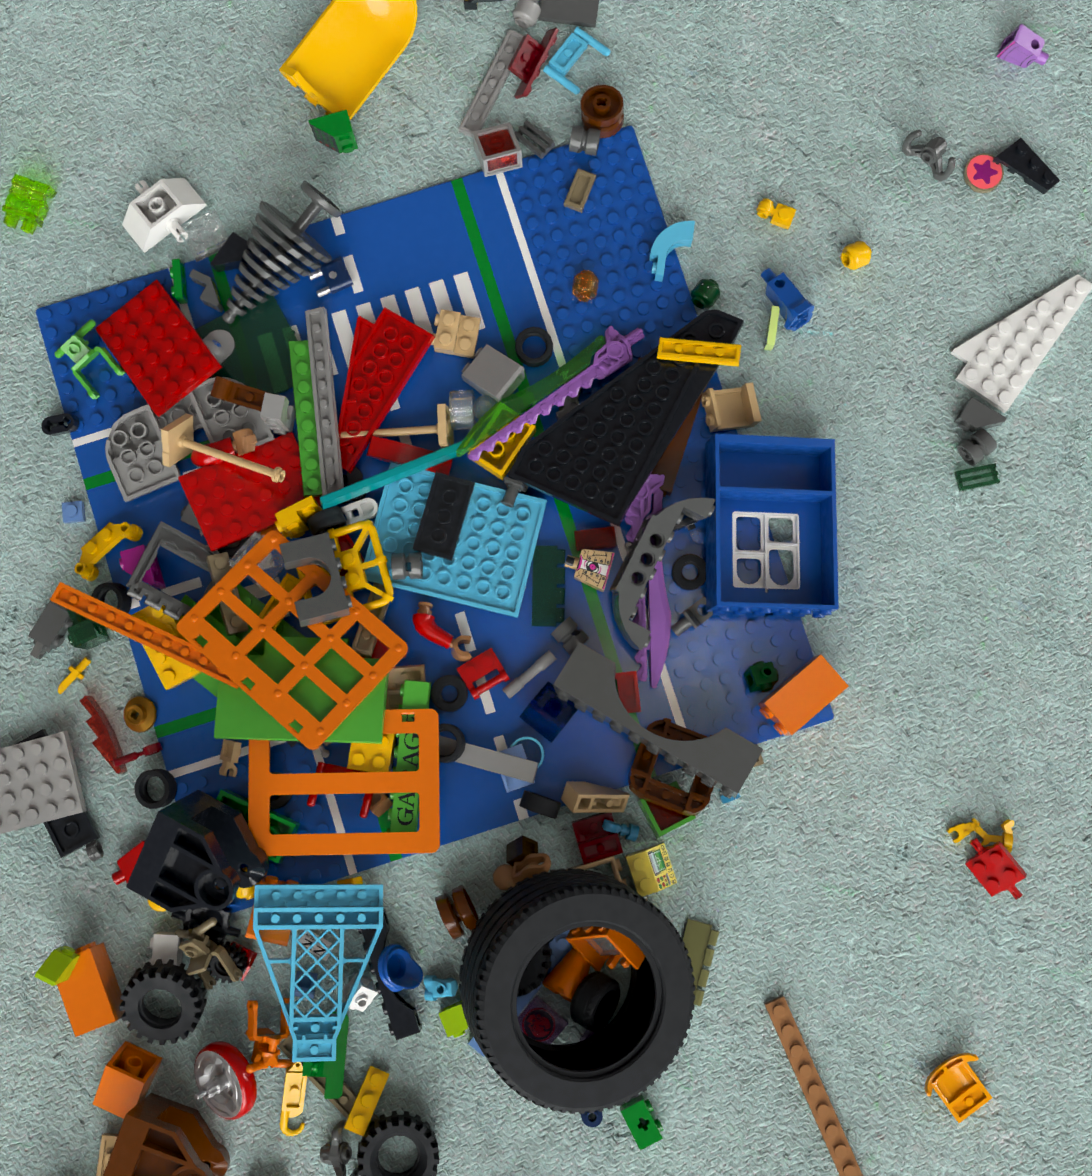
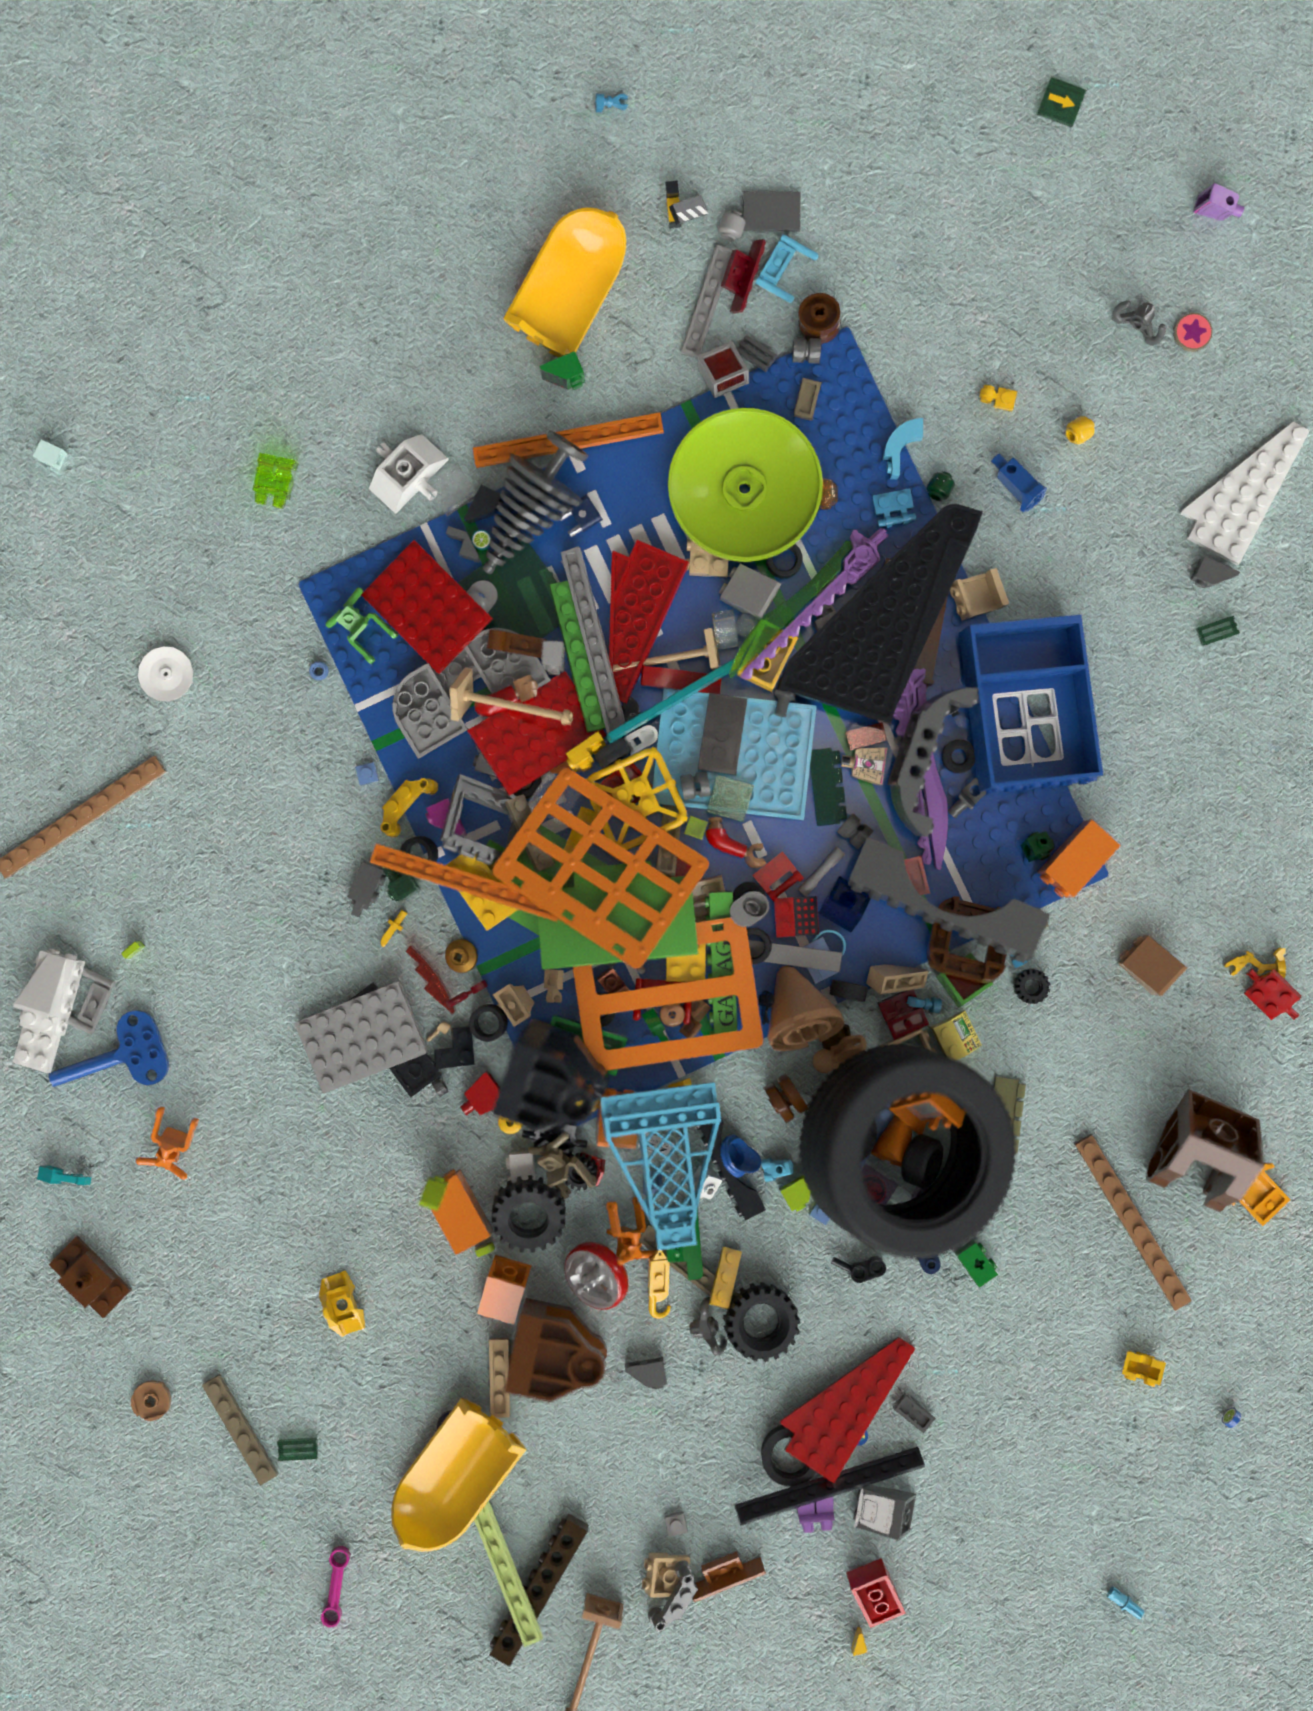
camera: 15 degrees left, 5 degrees up
(37, 396) = (318, 664): none -> medium blue plate
(59, 420) = (340, 687): black beam -> none
(108, 787) = (443, 1027): none -> tan hand
(113, 1033) = (484, 1249): none -> lime tile
(121, 818) = (460, 1053): none -> black plate
(178, 274) = (436, 545): green plate -> none
(186, 771) = (515, 1003): none -> tan slope
(224, 289) = (481, 540): none -> tile
(292, 761) = (612, 982): none -> copper slope
(318, 551) = (614, 783): dark grey arch -> none
(330, 814) = (655, 1024): none -> green piece
(344, 199) = (581, 437): none -> orange plate
(355, 807) = (678, 1018): none -> medium nougat head
(368, 824) = (691, 1029): none -> medium nougat slope
(404, 611) = (696, 827): none -> lime tile
(442, 584) = (730, 798): none -> clear green tile
(445, 702) = (749, 908): none -> light grey cap
(451, 804) = (765, 1001): none -> black plate
(484, 822) = (800, 1013): none -> medium nougat cone
(493, 232) = (750, 450): none -> lime dish
(495, 717) = (796, 916): none -> slope
(520, 1108) = (868, 1272): none -> black beam
(654, 303) = (893, 502): none -> dark azure plate
(699, 351) = (944, 547): yellow tile -> none
(747, 835) = (1020, 986): none -> black tyre
(771, 328) = (1007, 514): yellowish green tile -> none
(868, 820) = (1151, 965): none -> medium nougat slope
(916, 1018) = (1215, 1136): none -> reddish brown brick
(975, 448) = (1212, 605): dark grey wheel -> none
(1025, 162) = (1232, 317): black wing -> none

